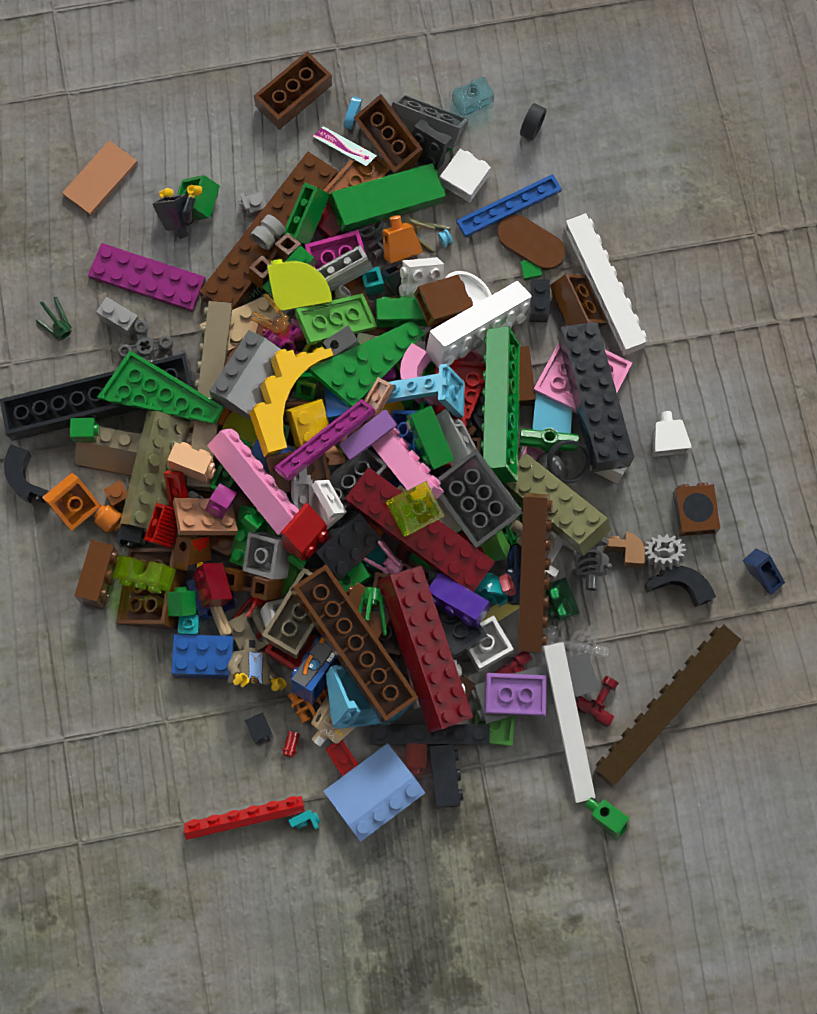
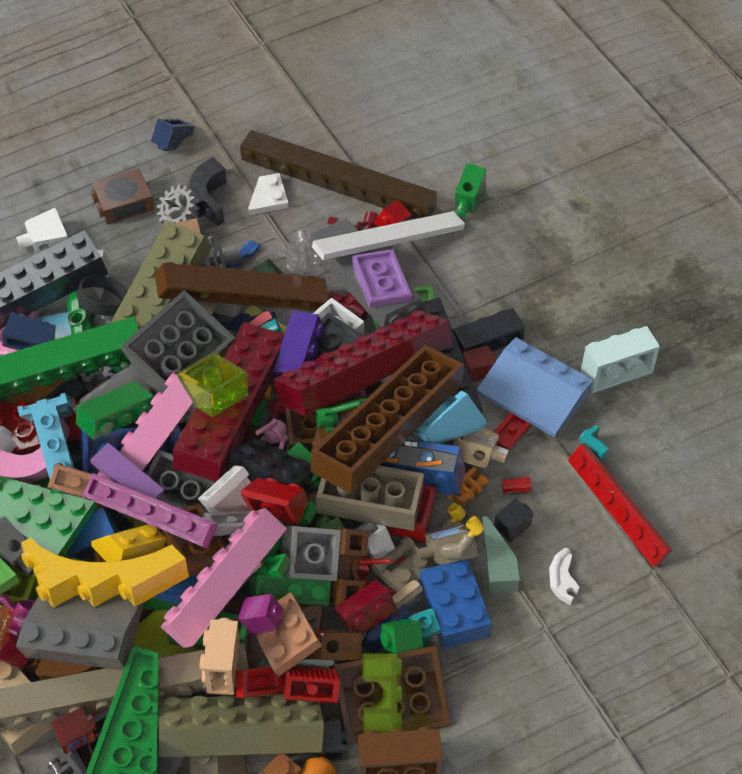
camera: 105 degrees left, 20 degrees down
(179, 358) = (74, 730): none -> clear red brick
(201, 747) = (560, 579): none -> white piece
(225, 703) = (500, 562): none -> sand green slope
(377, 874) = (620, 358): none -> light aqua brick
(545, 397) = (26, 332): none -> dark blue brick
(596, 735) = (392, 214): none -> red brick
(605, 602) = (247, 251): none -> blue piece
(666, 639) = (268, 195): none -> white wing

